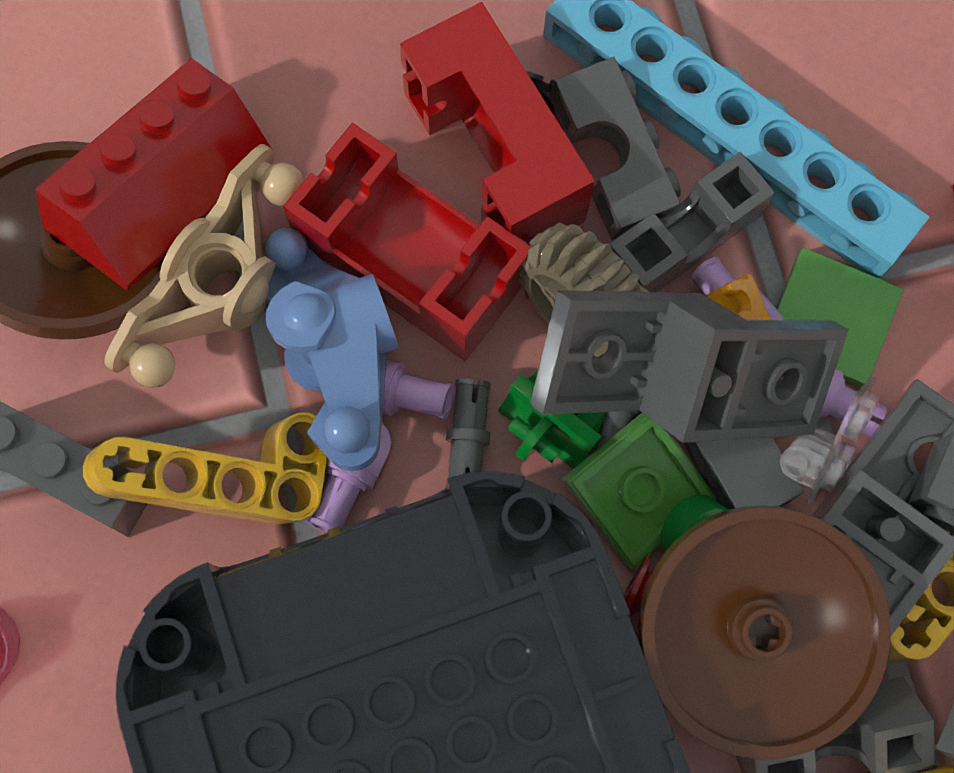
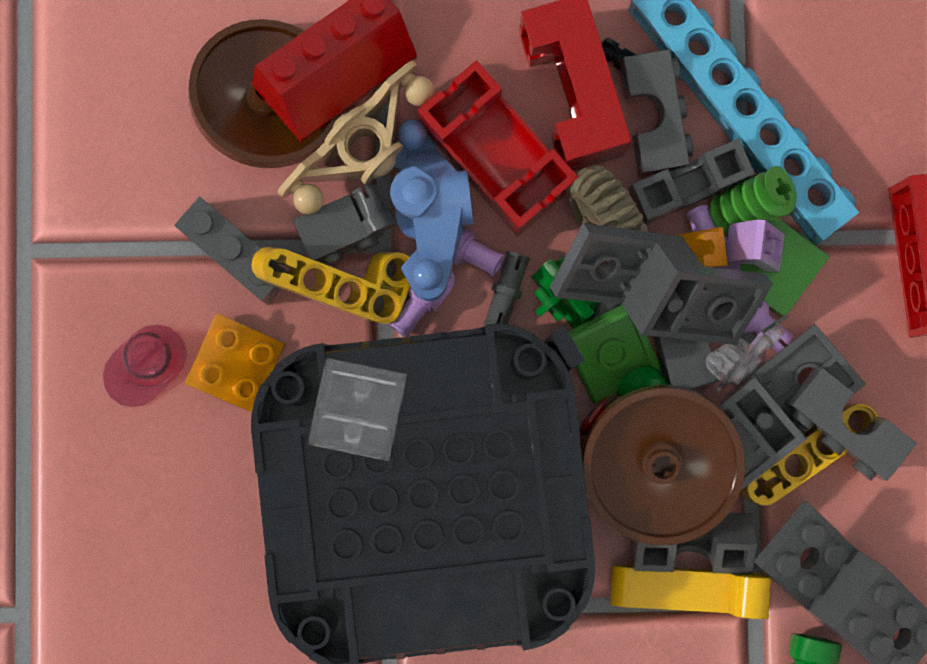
camera: 15 degrees right, 10 degrees up
(82, 628) = (233, 362): none -> light orange hinge
(216, 394) = (344, 226): none -> dark grey hinge
(278, 652) = (357, 409): none -> clear slope
(576, 485) = (565, 347): none -> black tile
(784, 234) = (758, 198): none -> bright green piece
(800, 286) = (755, 244): none -> lavender slope

